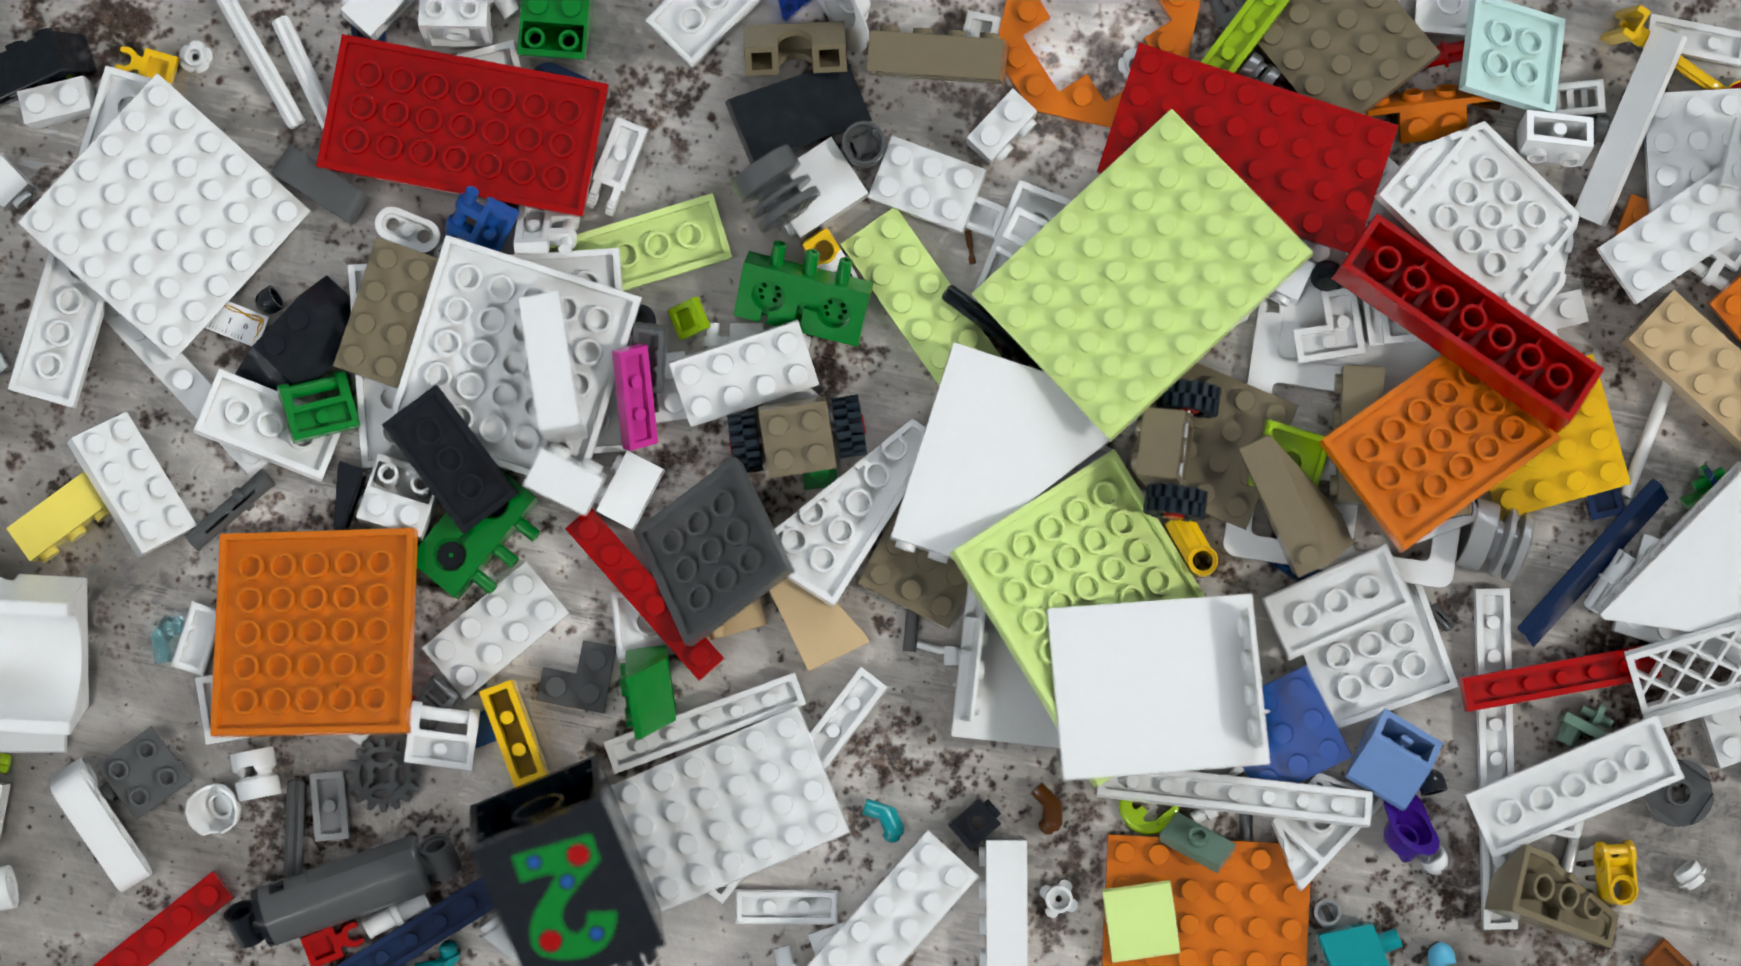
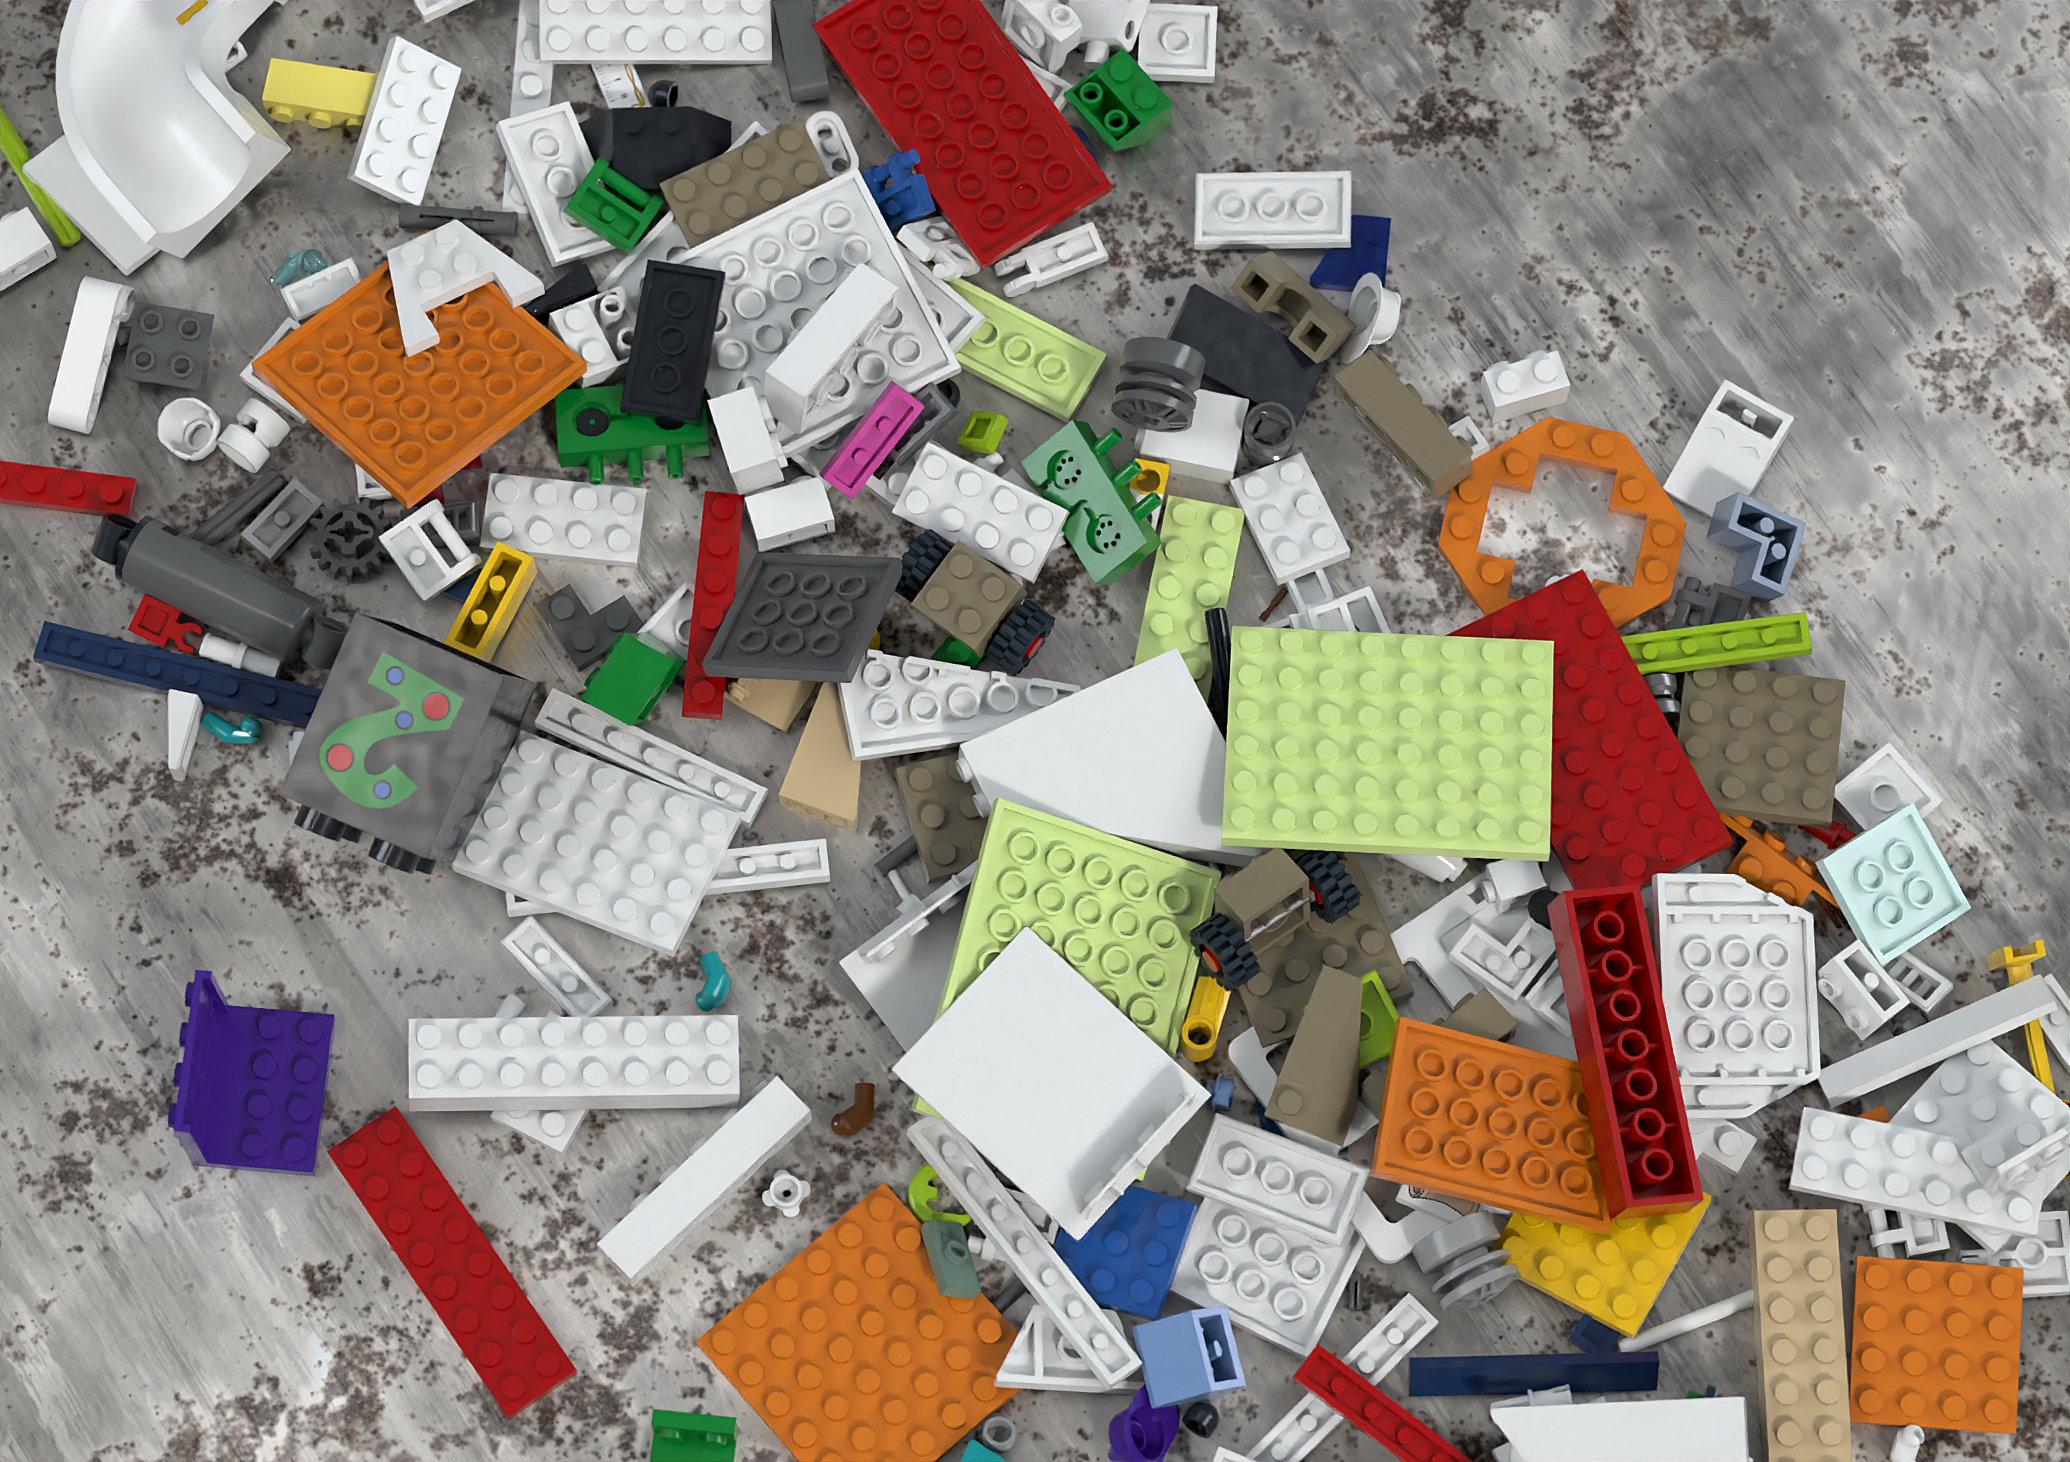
camera: 45 degrees right, 15 degrees down
(258, 553) = (445, 267): none -> white wing
(962, 822) = (790, 1072): black brick -> none
(1001, 127) = (1398, 531): white brick -> none
(1141, 921) = (834, 1273): yellowish green slope -> none
(1246, 581) = (1221, 1093): none -> medium blue plate

